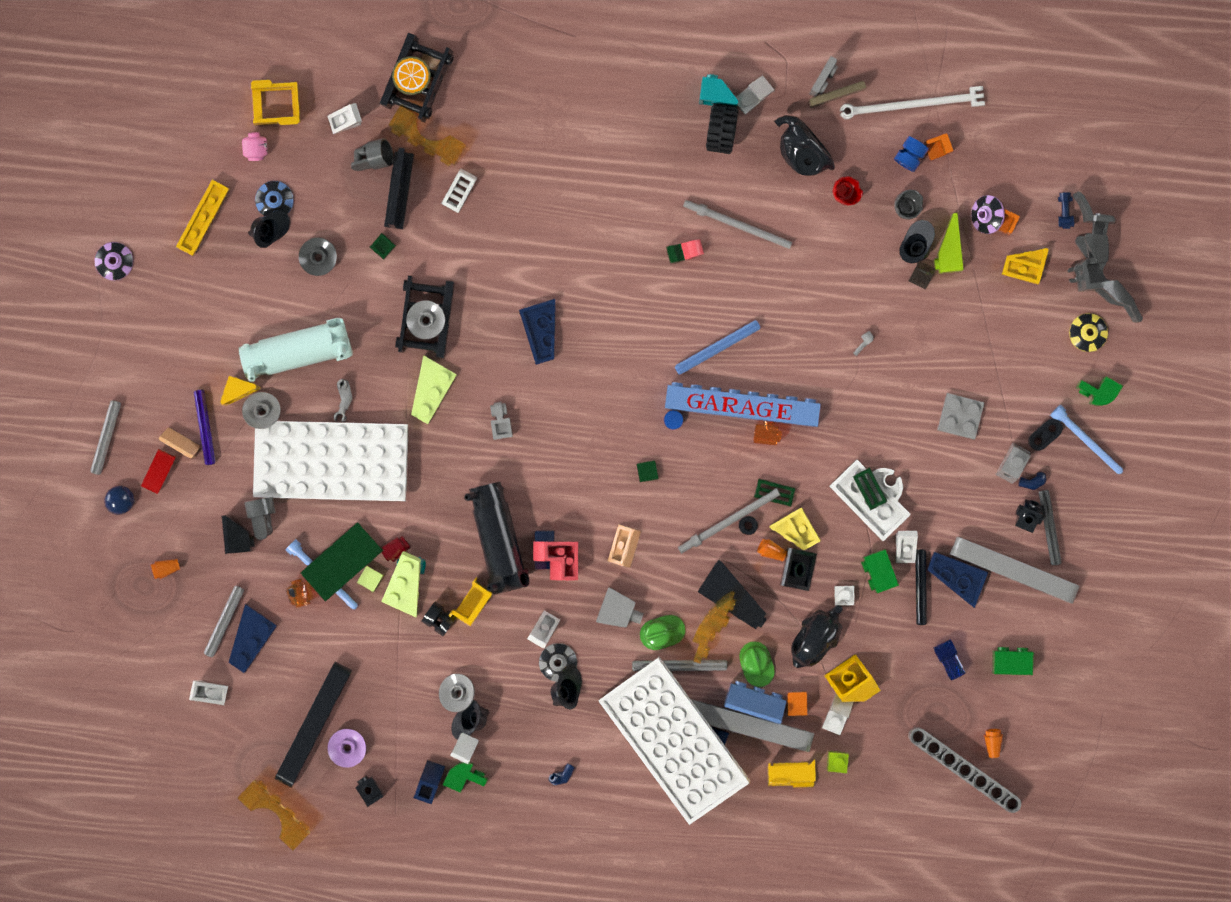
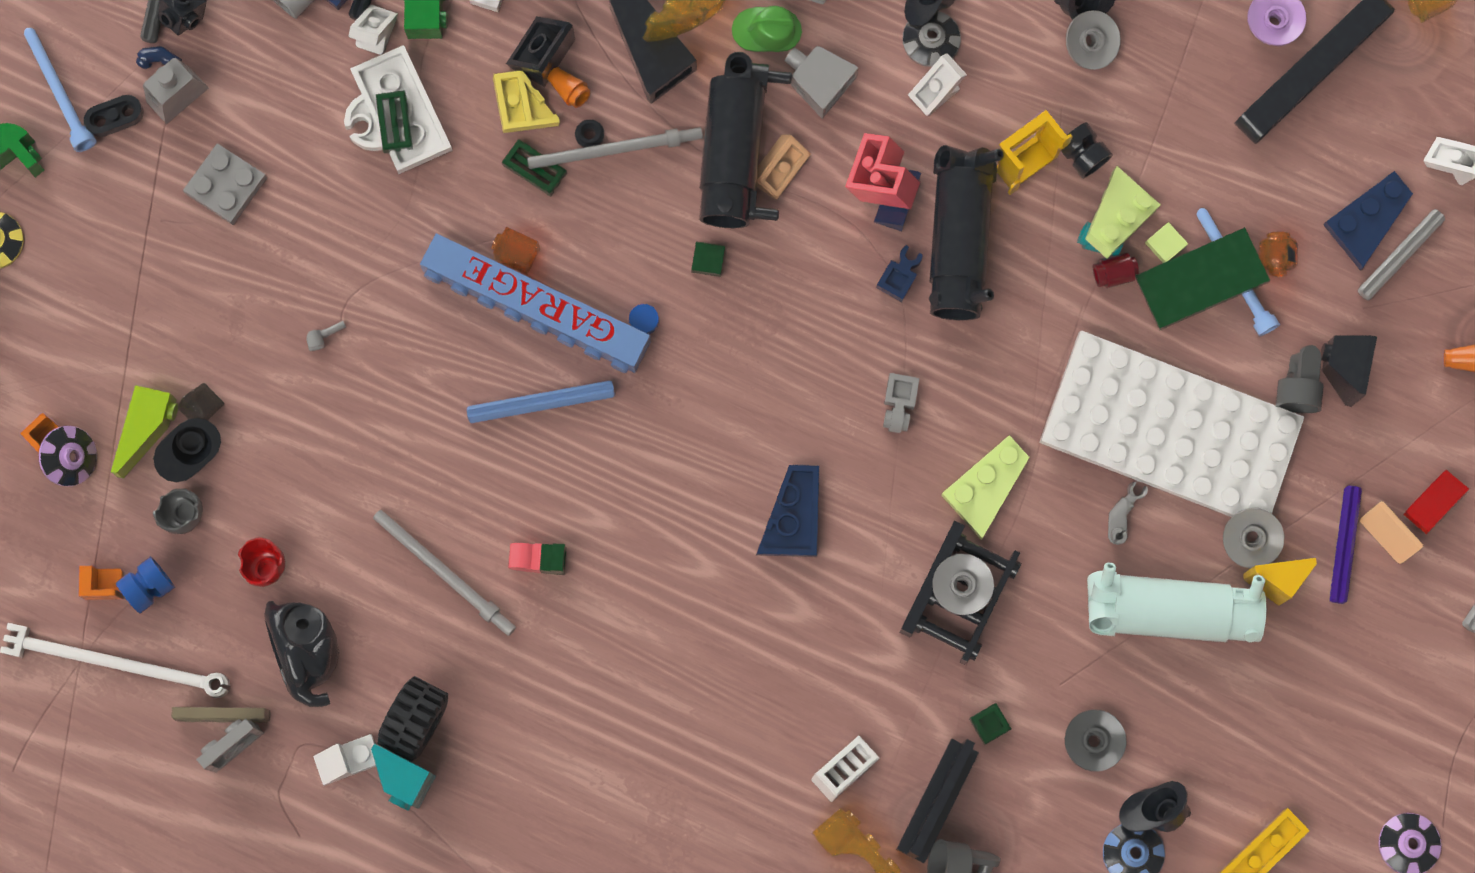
camera: 165 degrees left, 10 degrees down
(527, 498) = (898, 277): none -> dark blue plate
(655, 545) = (734, 143): none -> black piece
(1026, 265) = (42, 364): yellow wing -> none

